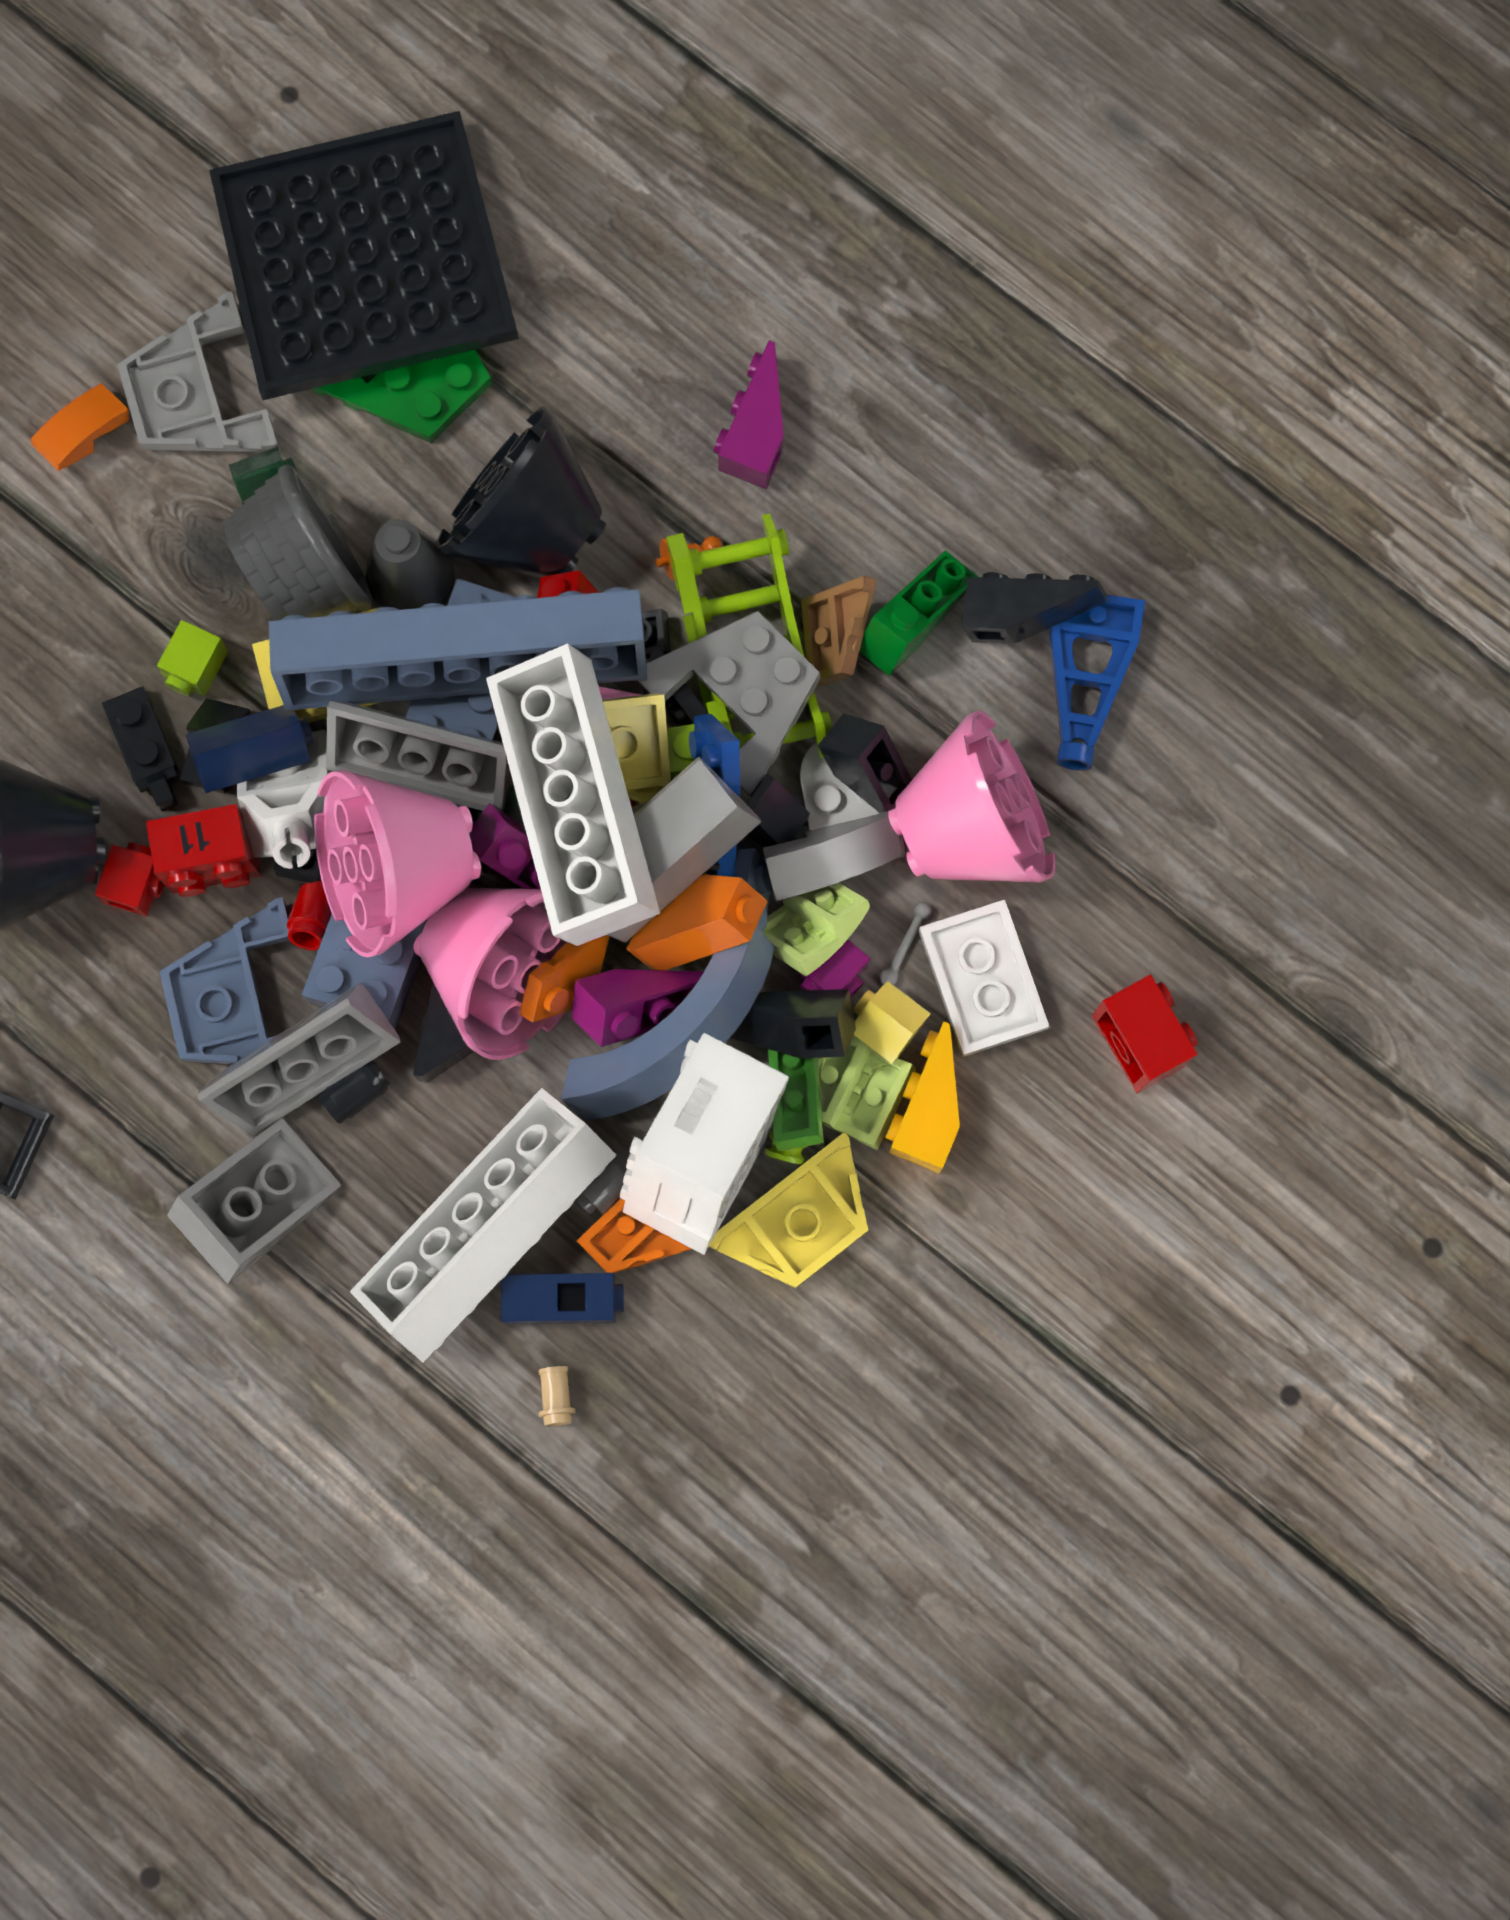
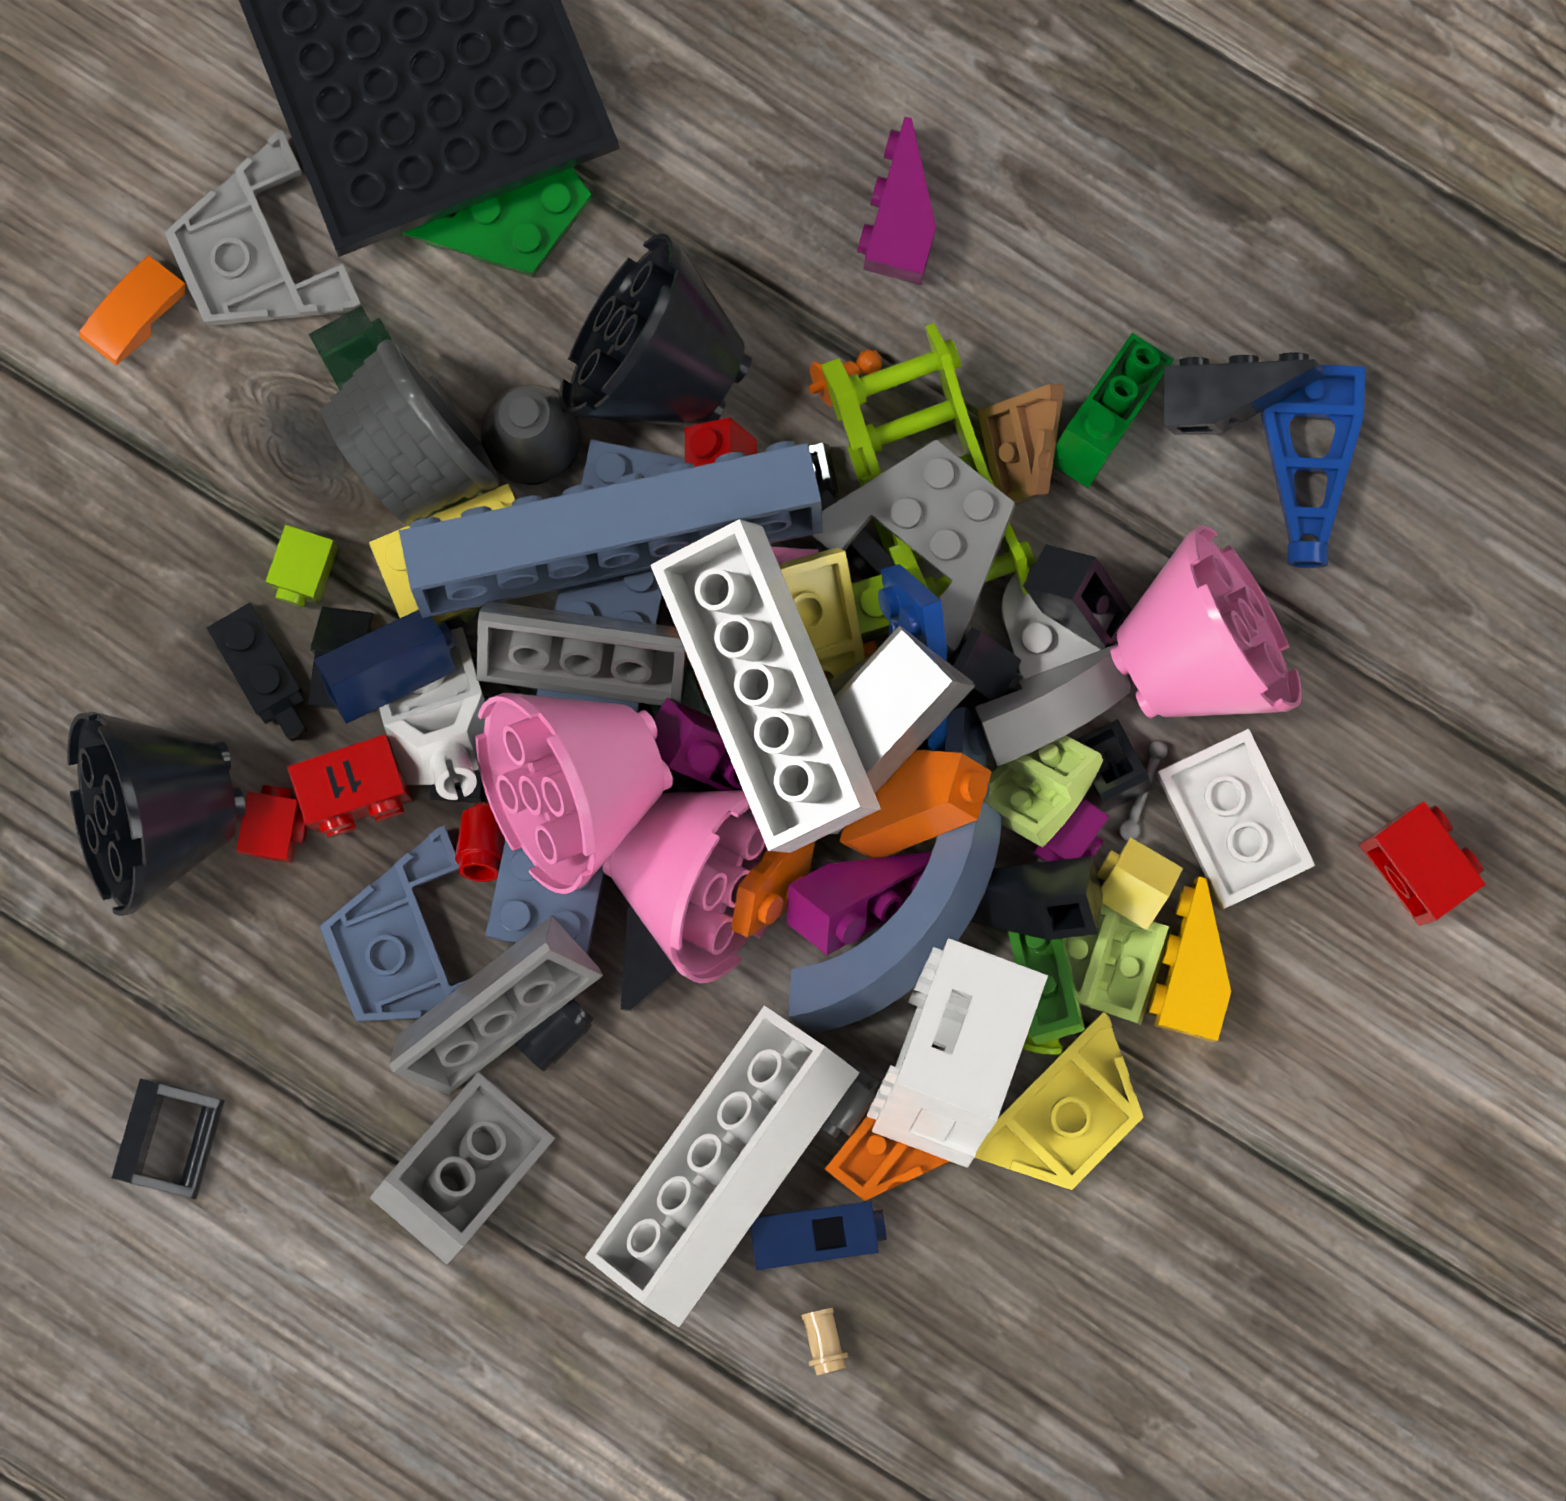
camera: 10 degrees left, 5 degrees up
(884, 923) = (1121, 771): none -> black slope

